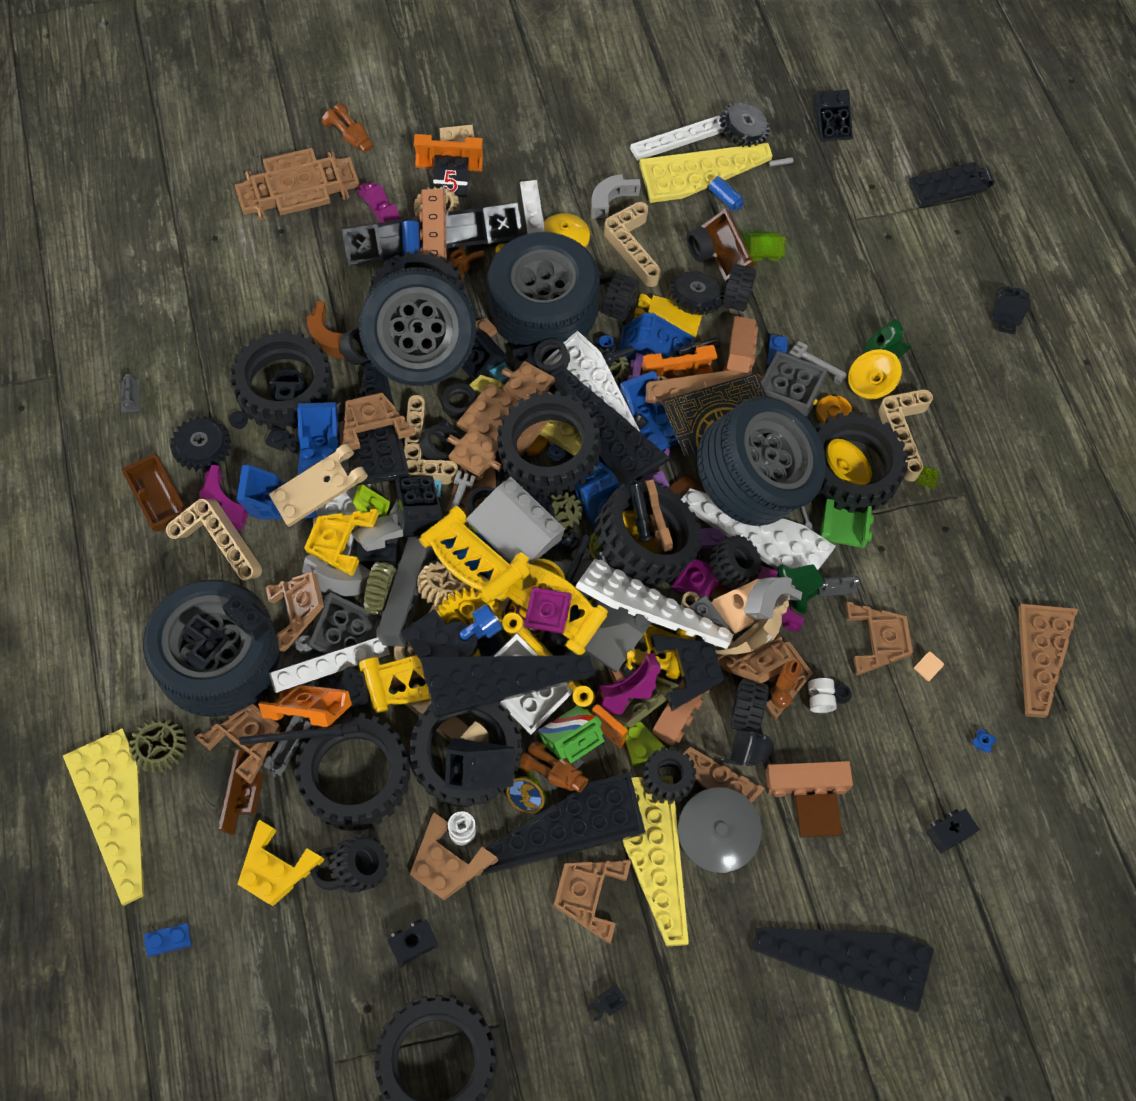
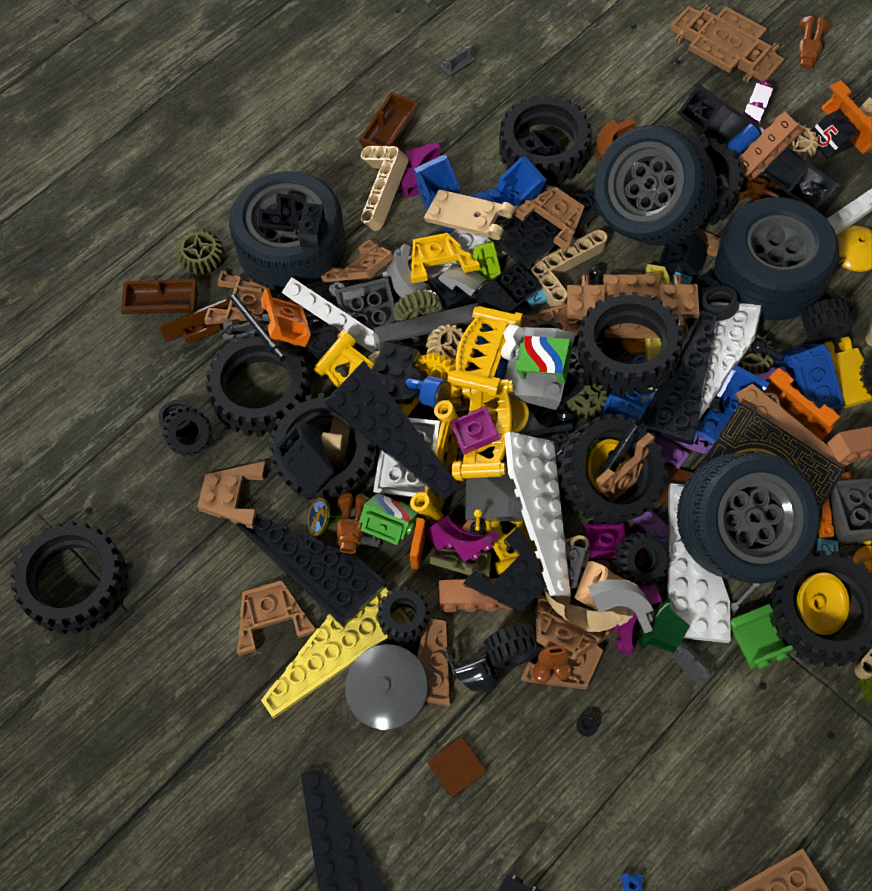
camera: 65 degrees right, 0 degrees up
(110, 796) = (142, 251): light yellow wing -> none
(167, 940) = (65, 349): blue plate -> none
(182, 812) = (159, 296): none -> reddish brown container
(200, 443) = (452, 126): black gear -> none
(238, 419) = (491, 137): black plate -> none
(268, 875) = (147, 378): yellow wing -> none
(280, 439) = (495, 171): black plate -> none
(405, 953) = (160, 516): black brick -> none
(427, 446) = (562, 270): black tyre -> none
(454, 389) = (629, 255): black tyre -> none
(462, 484) = (554, 312): light grey hinge -> none
(462, 828) = (262, 487): white wheel -> none
(488, 533) = (513, 335): none -> white piece
(520, 513) = (544, 356): none -> panel
(606, 340) = (778, 336): blue plate -> none
(610, 1001) = (188, 683): black plate -> none
(641, 744) = (426, 581): lime wing -> none
(684, 350) = (849, 421): black pin -> none
(808, 778) = (484, 738): nougat brick -> none
(822, 698) = (571, 706): white wheel -> none
(888, 637) = (671, 739): medium nougat wing -> none
(929, 666) = (671, 792): light nougat slope -> none

